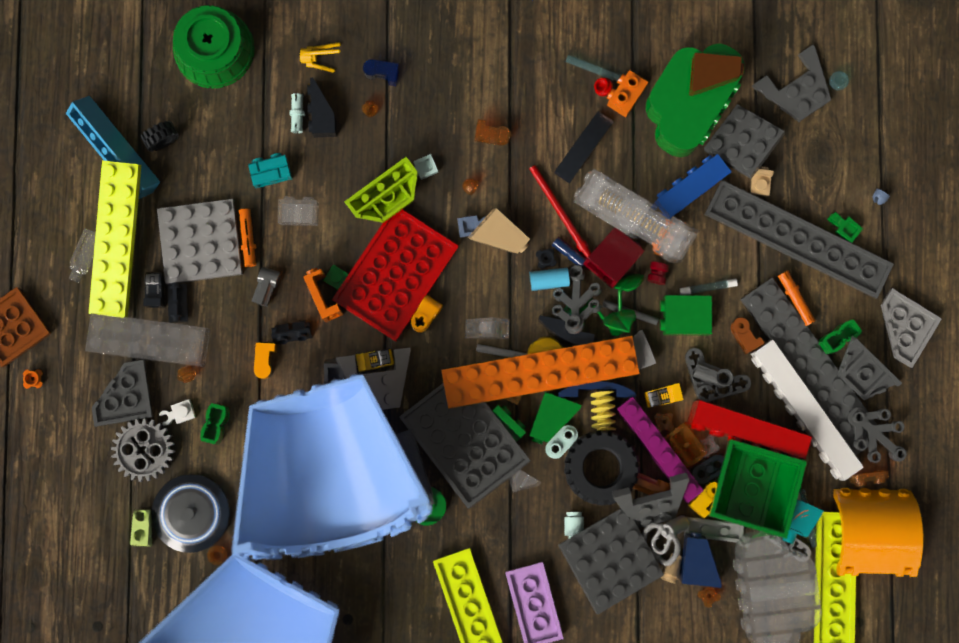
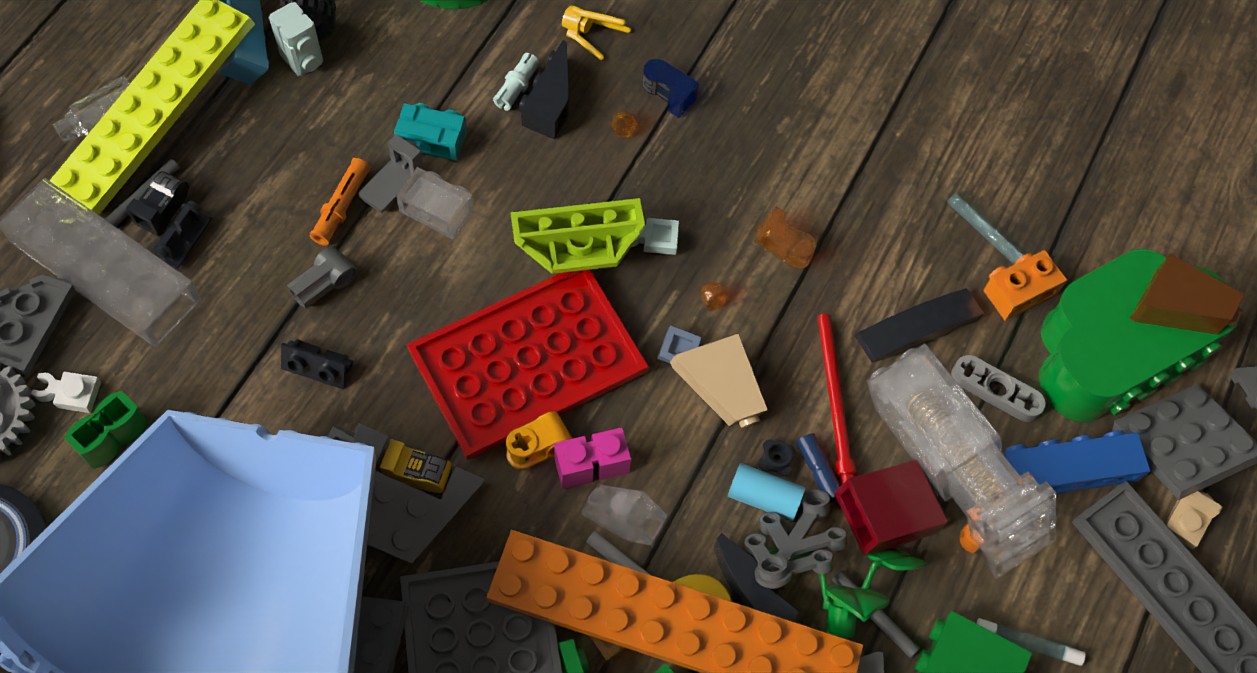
camera: 25 degrees right, 20 degrees down
(140, 291) = (121, 213): none -> dark grey bar
(165, 157) = (296, 39): none -> light aqua brick
(186, 374) = (119, 338): clear orange plate -> none
(199, 241) = (270, 175): light grey plate -> none
(262, 361) = (248, 377): light orange leg -> none
(266, 209) = (385, 185): none -> dark grey bracket
(326, 313) = (392, 356): orange panel -> none
(335, 277) = (432, 317): green plate -> none
(450, 313) = (576, 458): none -> dark pink piece
(603, 86) = (990, 258): red plate -> none
(624, 155) = (1011, 384): none -> light grey beam
(658, 273) = (953, 572): dark red wheel -> none

